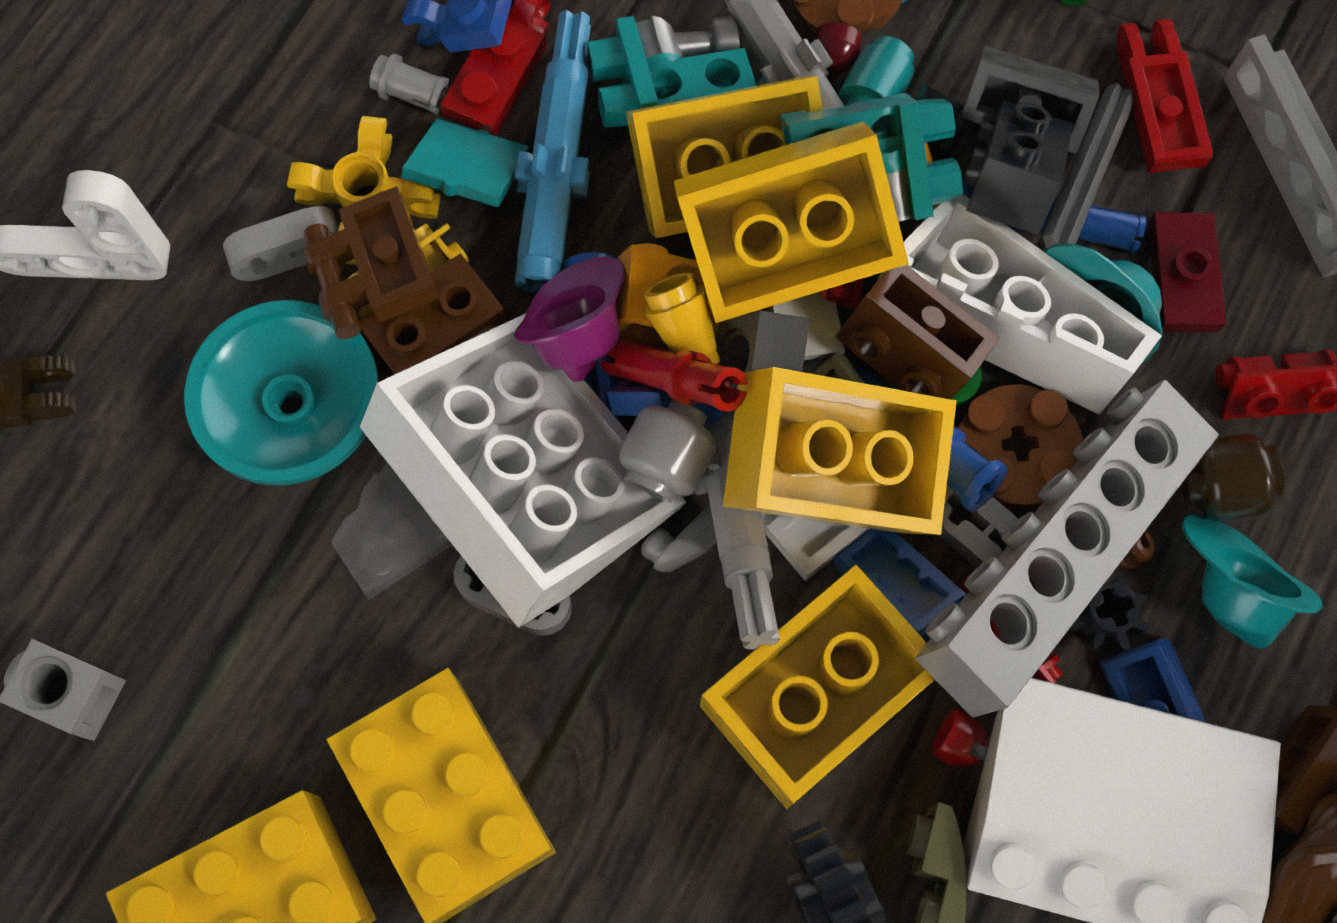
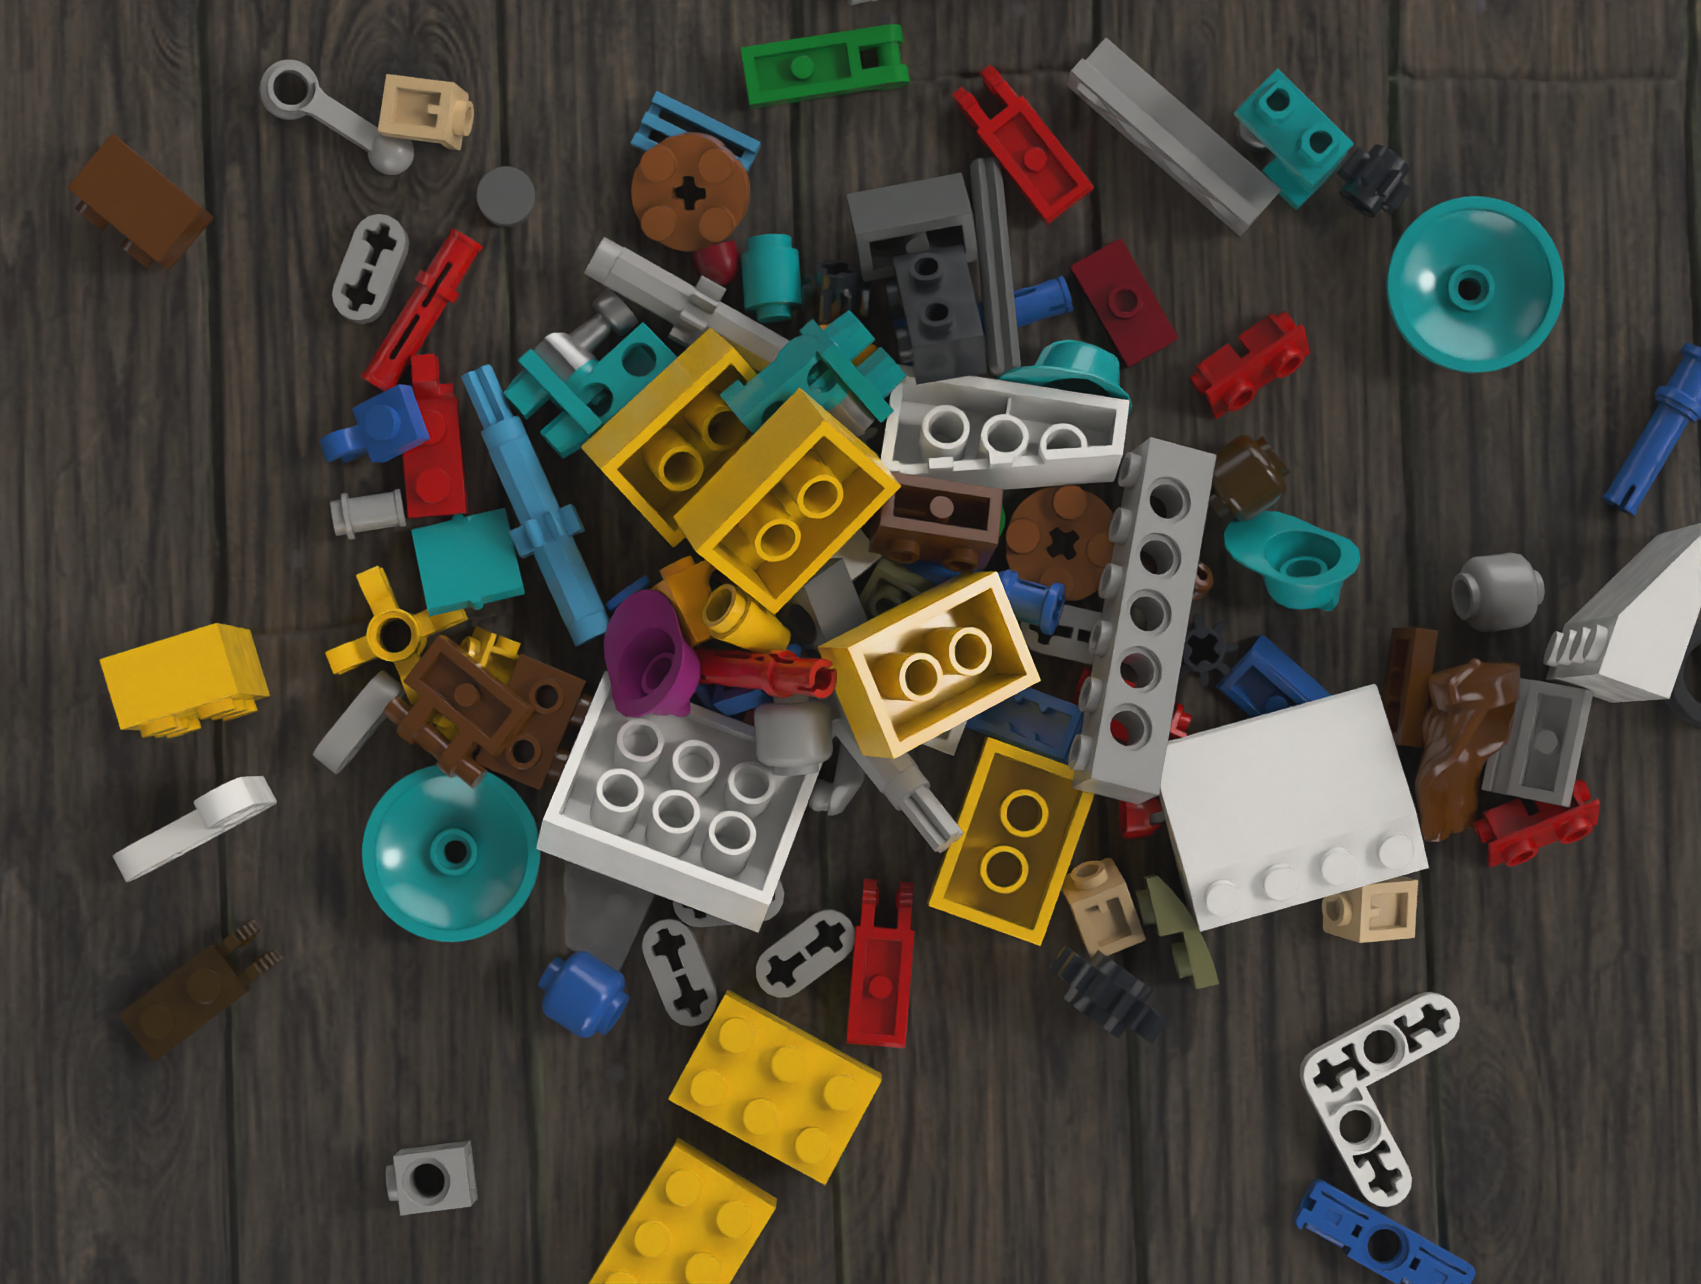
camera: 30 degrees left, 15 degrees up
(148, 97) = (185, 678): none -> yellow brick
(317, 596) = (583, 994): none -> blue head
(407, 628) = (666, 977): none -> light grey beam
(551, 670) = (815, 964): none -> light grey beam
(615, 747) = (881, 972): none -> red hinge
(874, 811) = (1102, 907): none -> tan bracket

